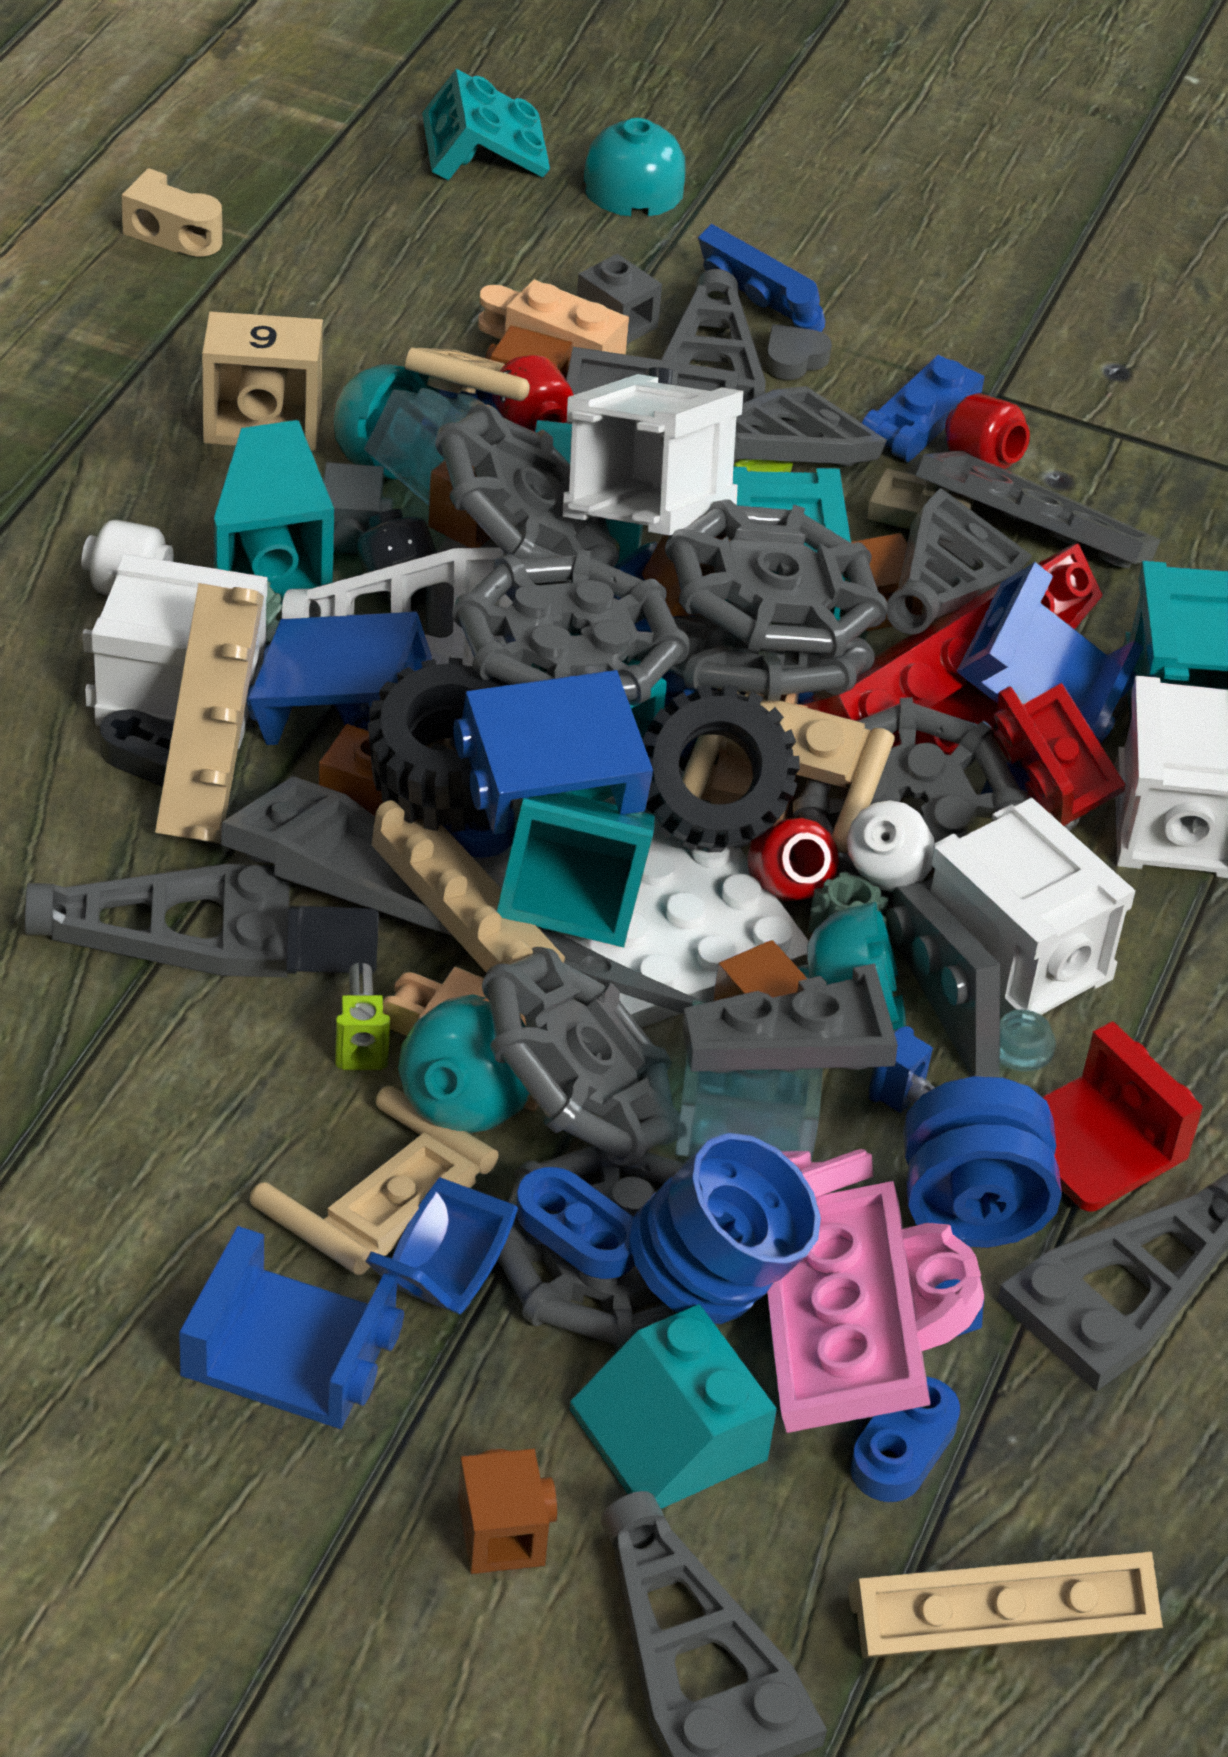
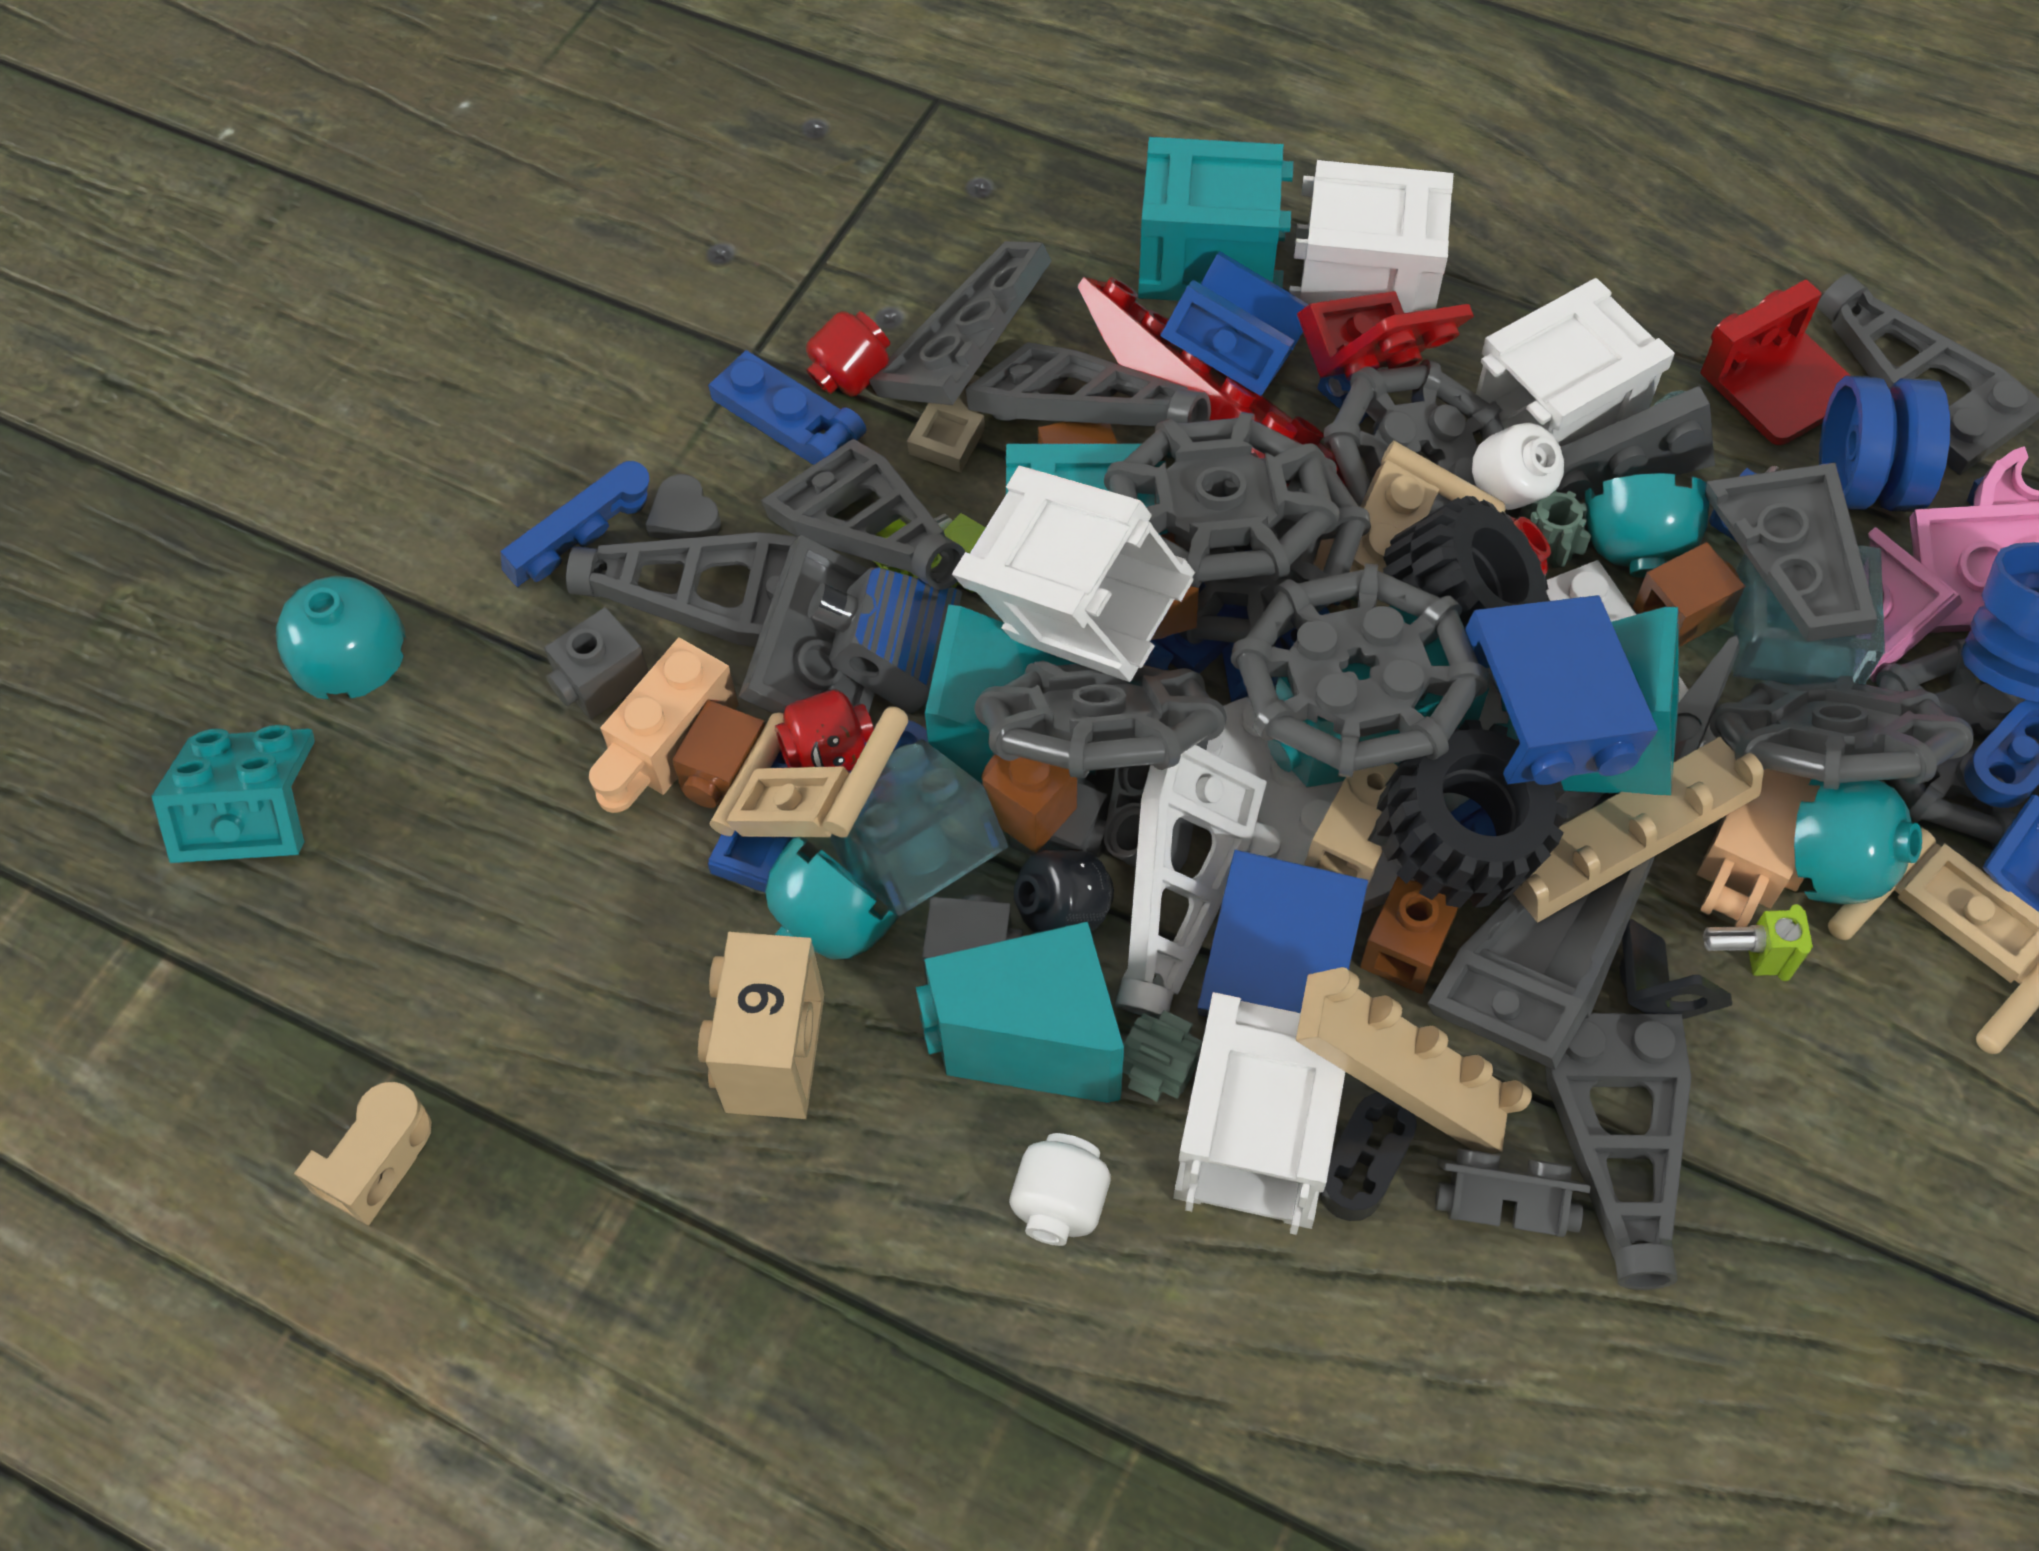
camera: 80 degrees left, 15 degrees up
(117, 829) = (1539, 1194): none -> dark grey hinge

